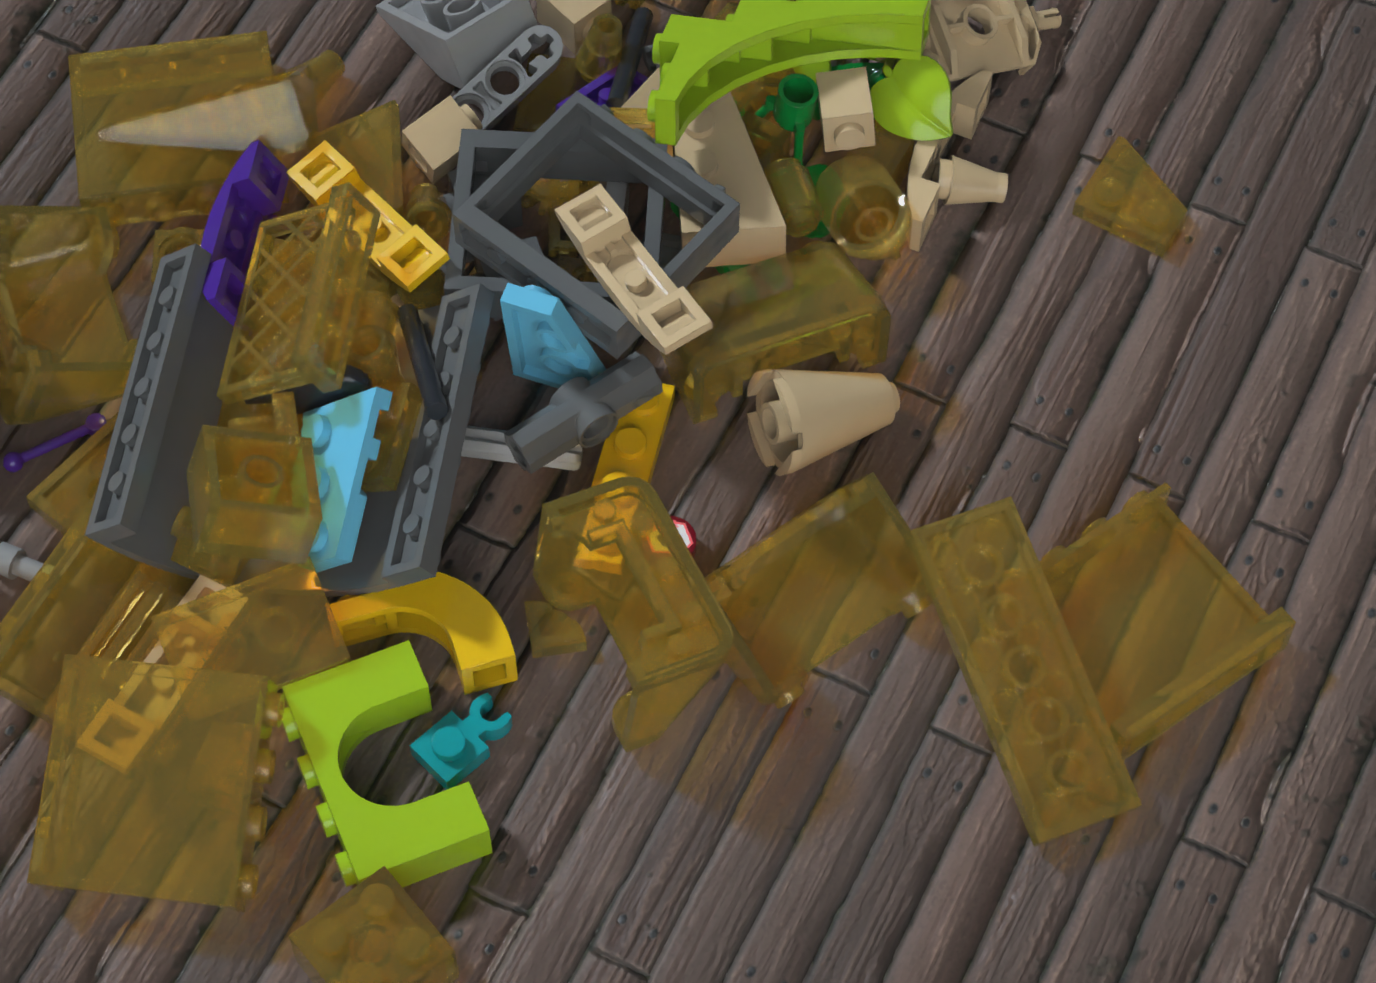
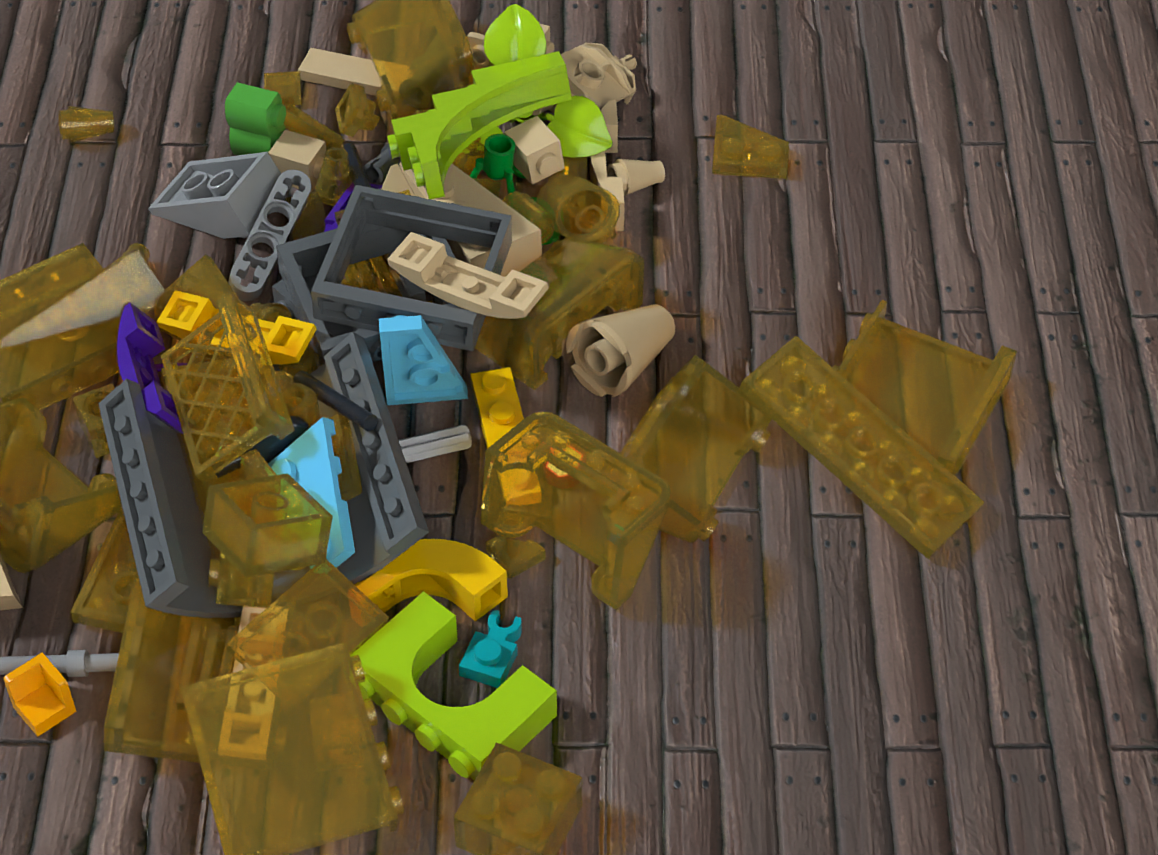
camera: 25 degrees left, 10 degrees down
(14, 461) = (91, 550): dark purple hinge -> none
(436, 135) = (254, 266): tan brick -> none
(583, 412) = (461, 401): dark grey piece -> none

